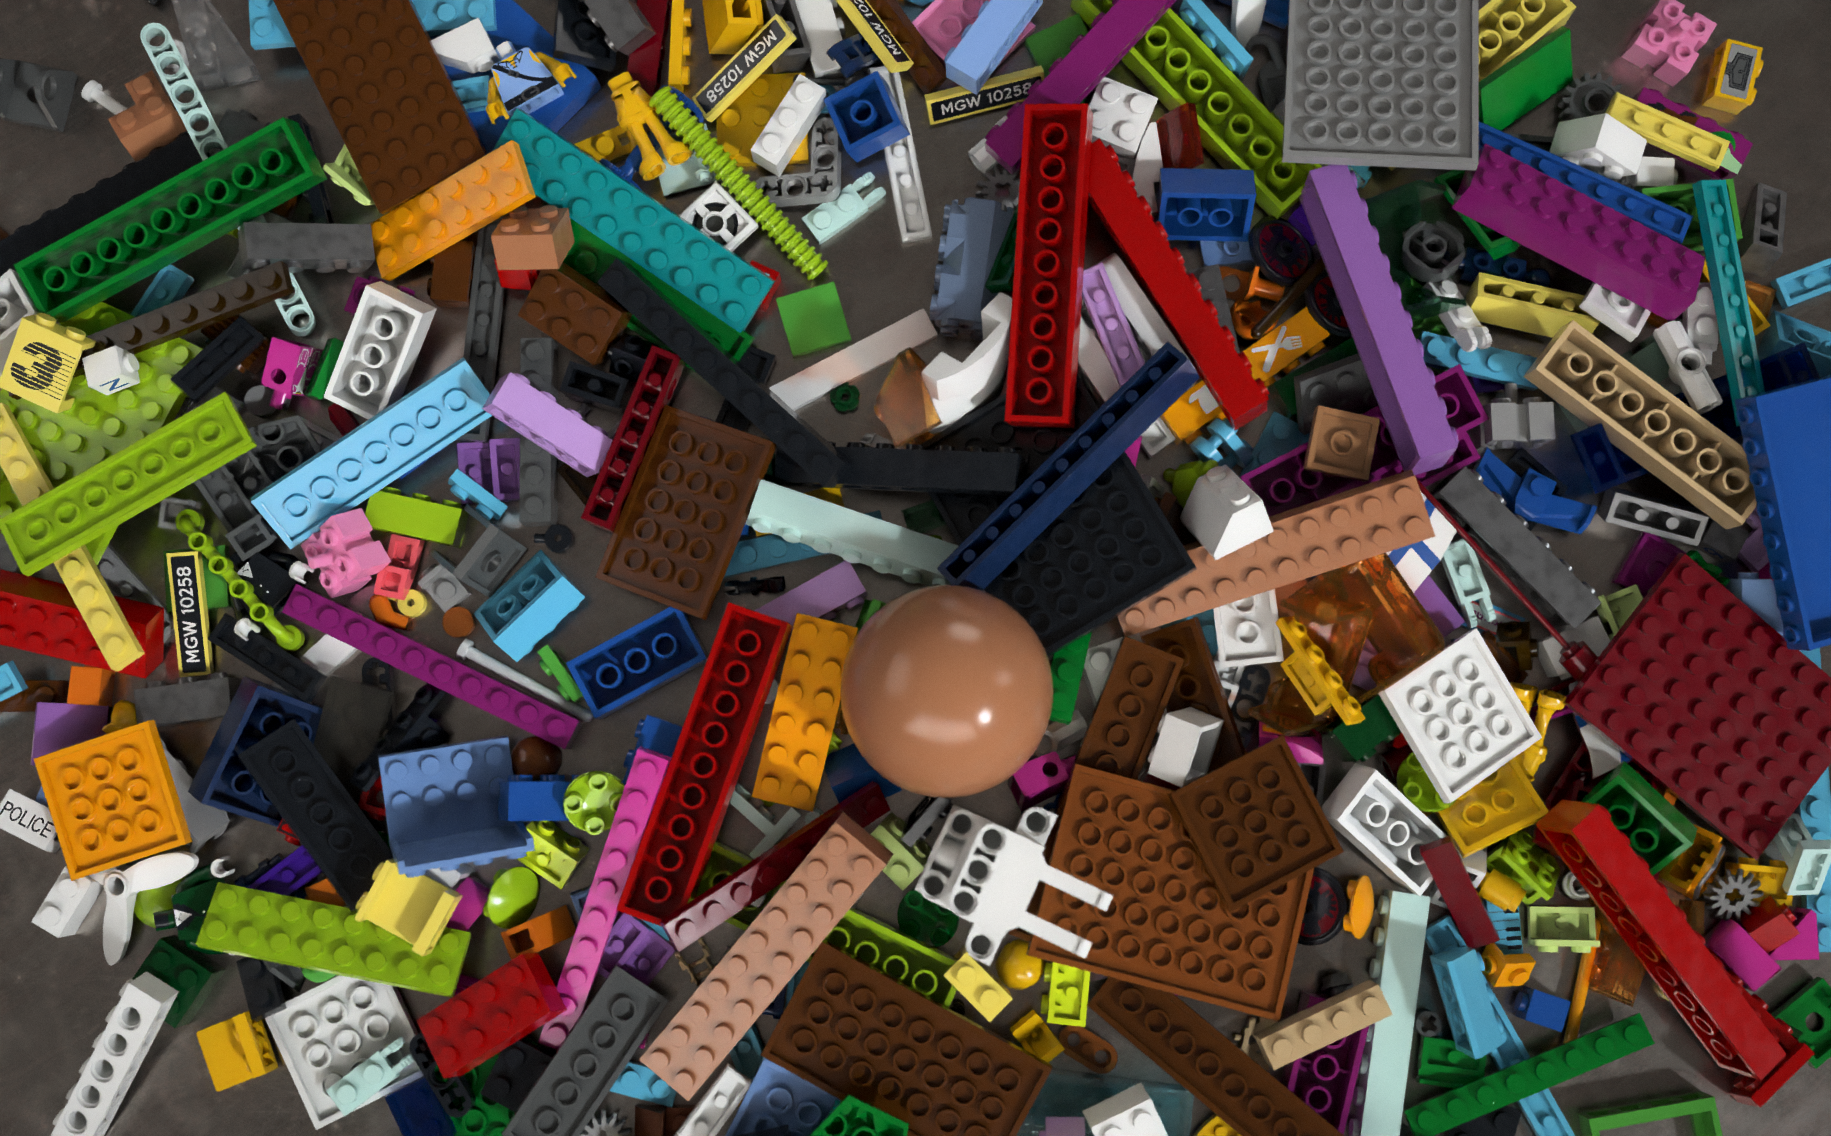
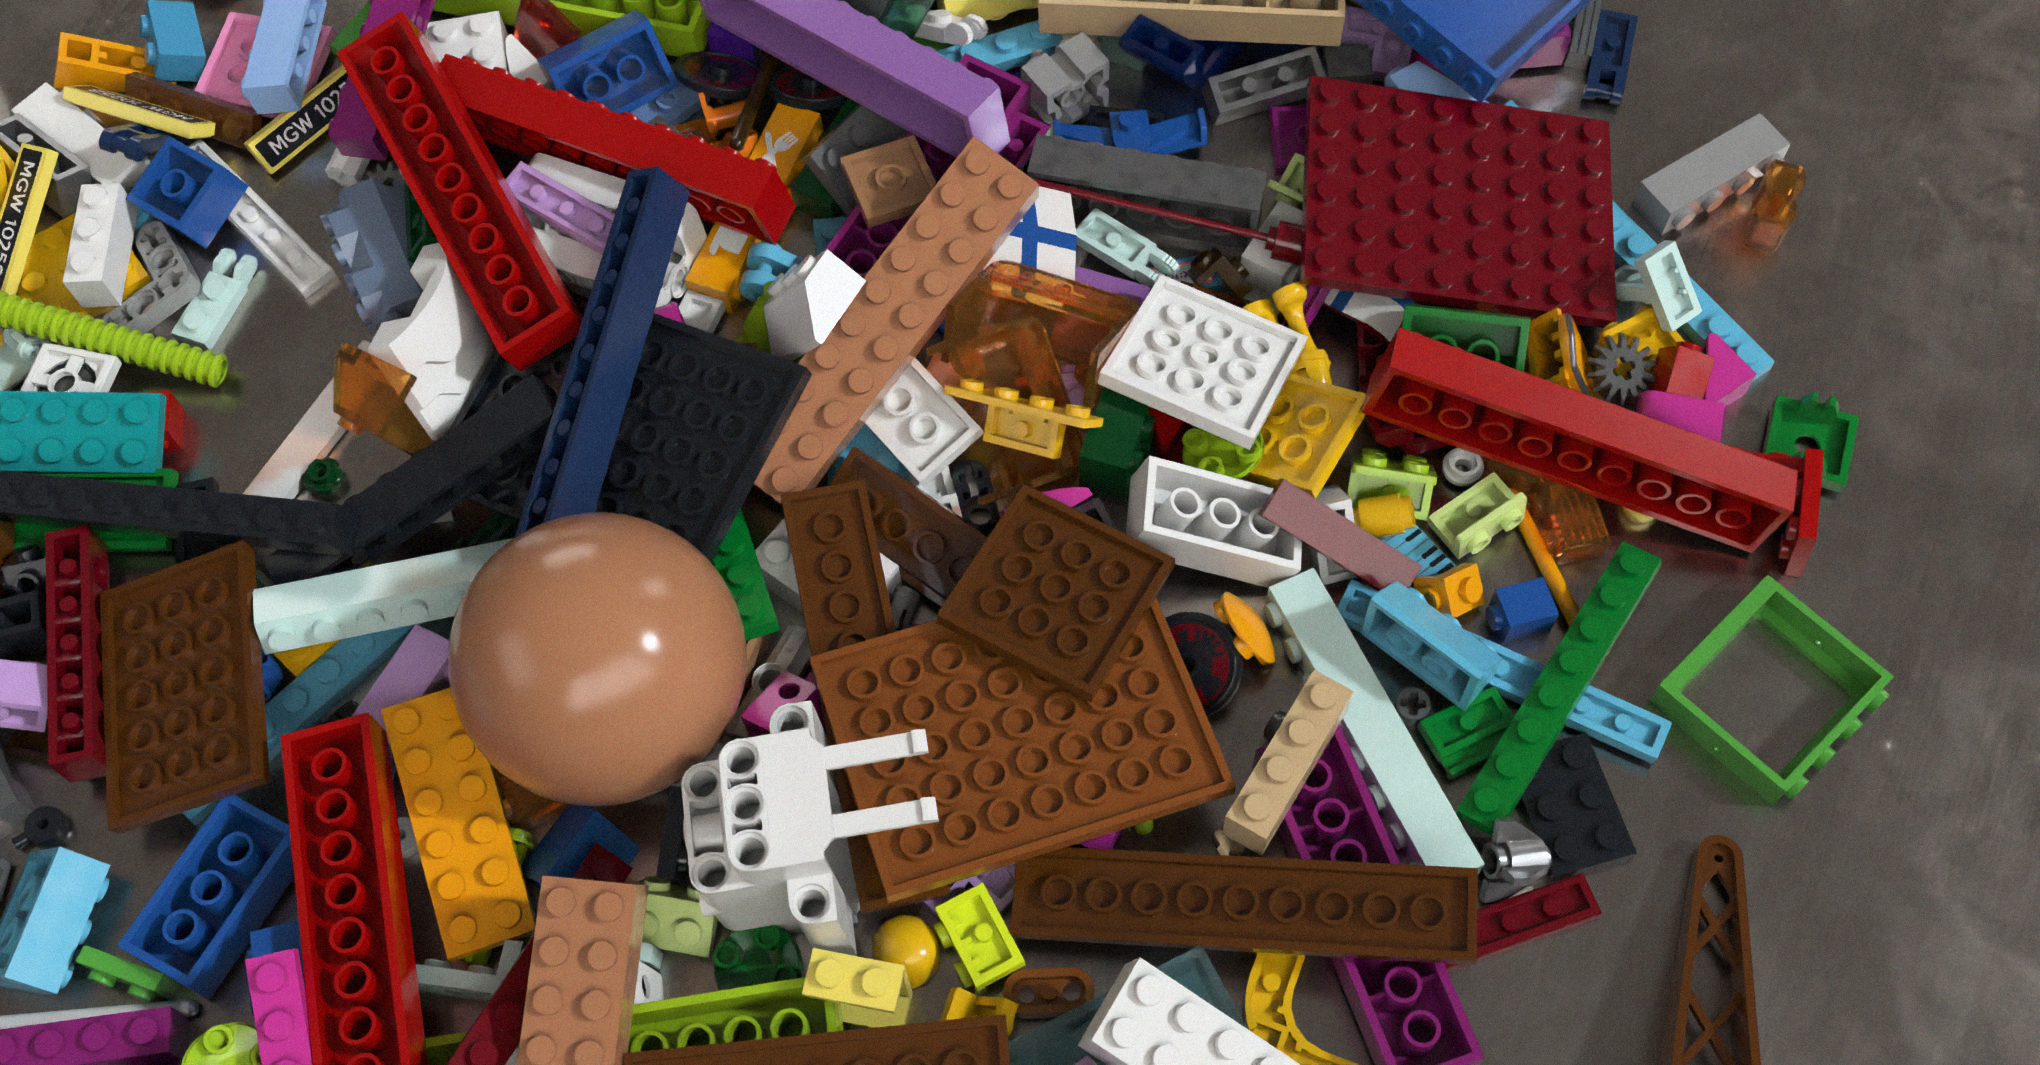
camera: 30 degrees left, 20 degrees down
(813, 319) = (242, 422): bright green tile -> none
(1184, 746) = (923, 569): white piece -> none

